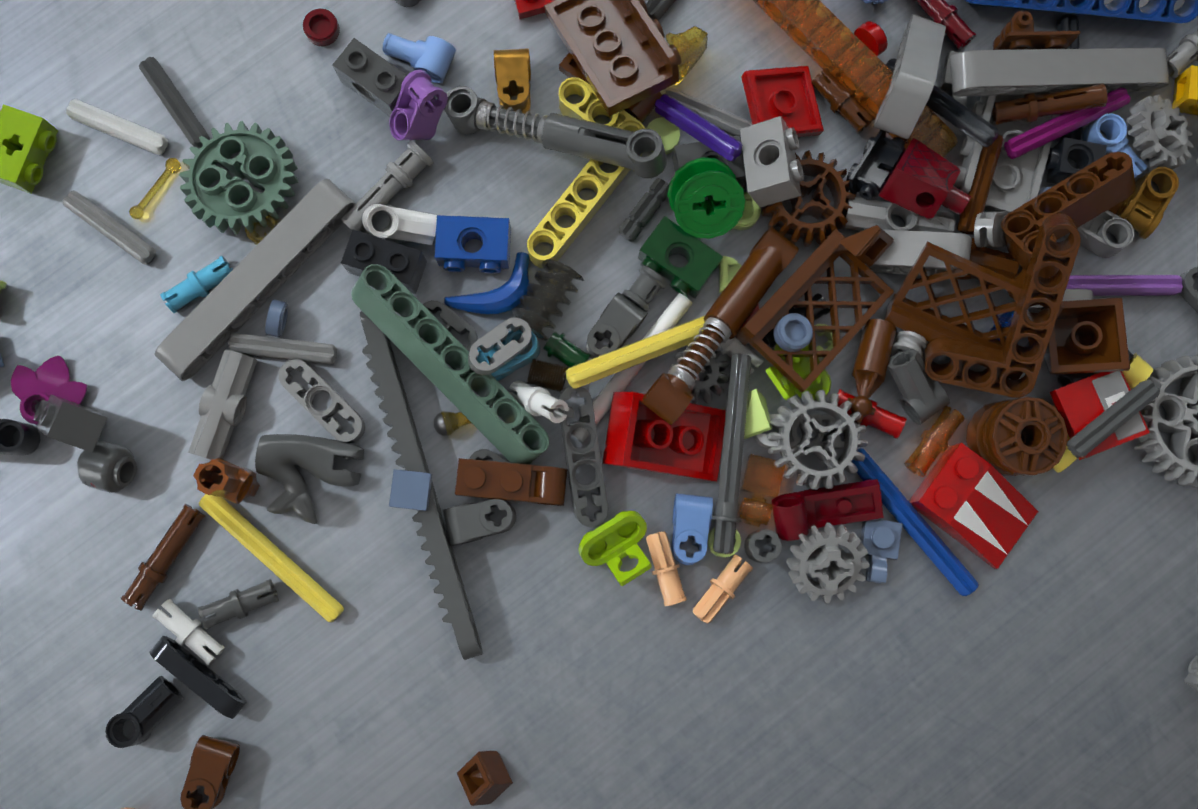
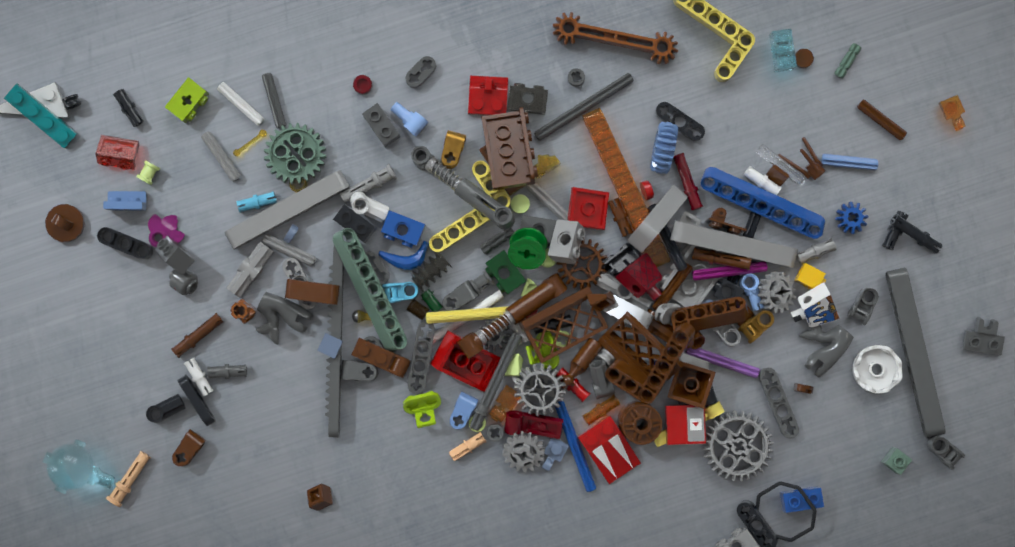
camera: 20 degrees right, 5 degrees up
(272, 557) = (250, 354): light yellow axle -> none
(345, 403) = (312, 291): none -> reddish brown beam
(418, 111) = (397, 150): medium lavender piece -> none
(494, 339) = (395, 285): light grey beam -> none
(539, 401) = (407, 322): white pin -> none
(665, 568) = (443, 426): light nougat axle -> none
(698, 127) = (537, 209): dark purple axle -> none
(793, 332) = (546, 332): sand blue tile -> none
(1113, 418) = (688, 430): dark grey axle -> none

